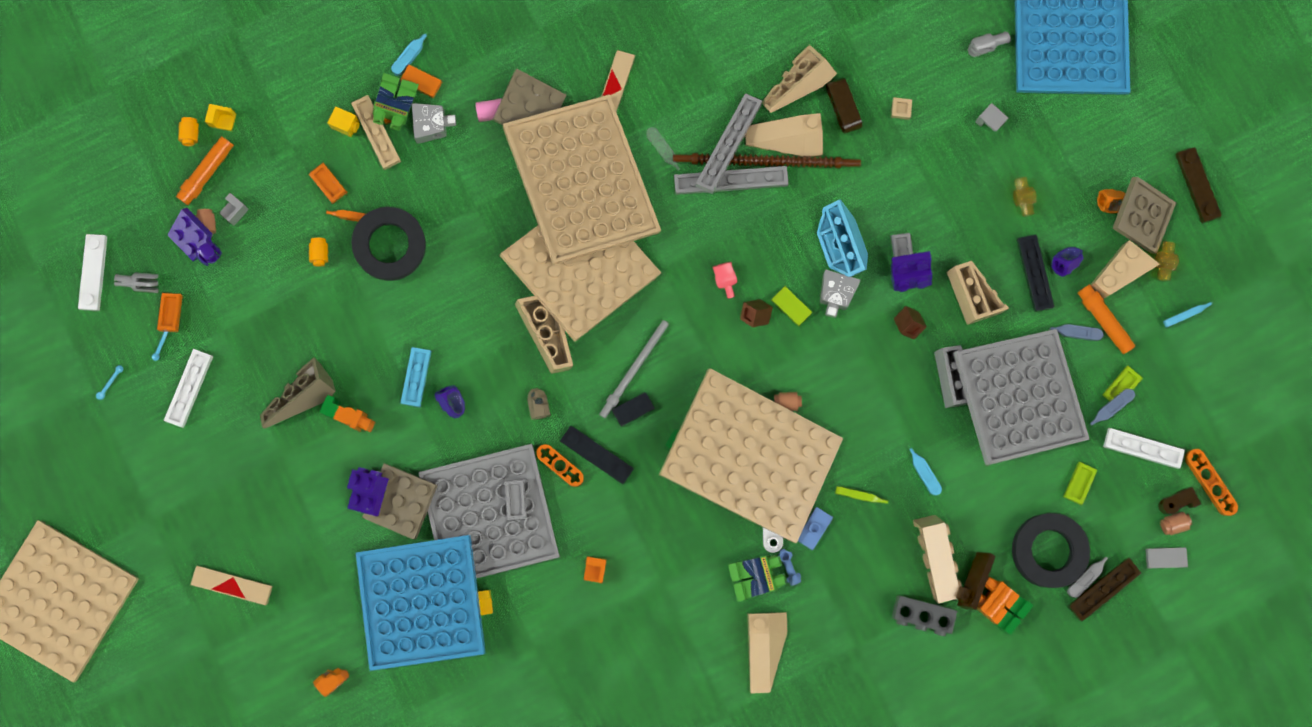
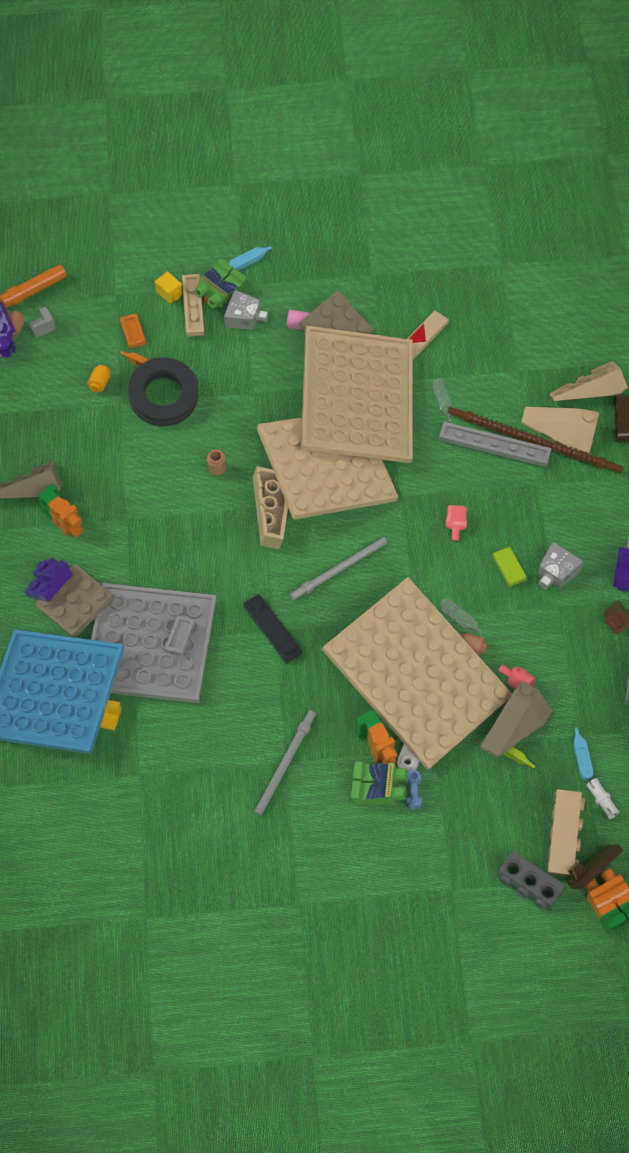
camera: 25 degrees right, 20 degrees down
(188, 131) = (33, 253): light orange brick -> none
(220, 117) = (65, 251): yellow panel -> none
(416, 377) = (136, 506): medium azure plate -> none
(427, 85) = (254, 282): orange tile -> none
(451, 401) = (159, 535): dark purple rock -> none
(470, 299) = (216, 462): none -> nougat brick
(538, 404) = (237, 567): dark tan rock -> none
(552, 452) = (234, 633): orange beam -> none
(595, 569) = (228, 724): orange panel -> none
(633, 409) = (323, 602): black tile -> none
(666, 546) = (302, 730): none -> light grey bar
(728, 143) = (504, 411): light grey plate -> none
(740, 535) = (377, 737): none -> orange hips
(756, 313) = (473, 559): copper panel -> none
(764, 375) = (459, 615): none -> clear piece
(765, 642) = (364, 847): tan wedge -> none
(814, 528) = (453, 765): medium blue plate -> none
(842, 240) = (579, 522): medium azure wedge -> none
(842, 420) = (517, 675): none -> coral piece
(859, 459) = (519, 718): none -> dark tan wedge
(958, 509) = (603, 798): none -> white pin

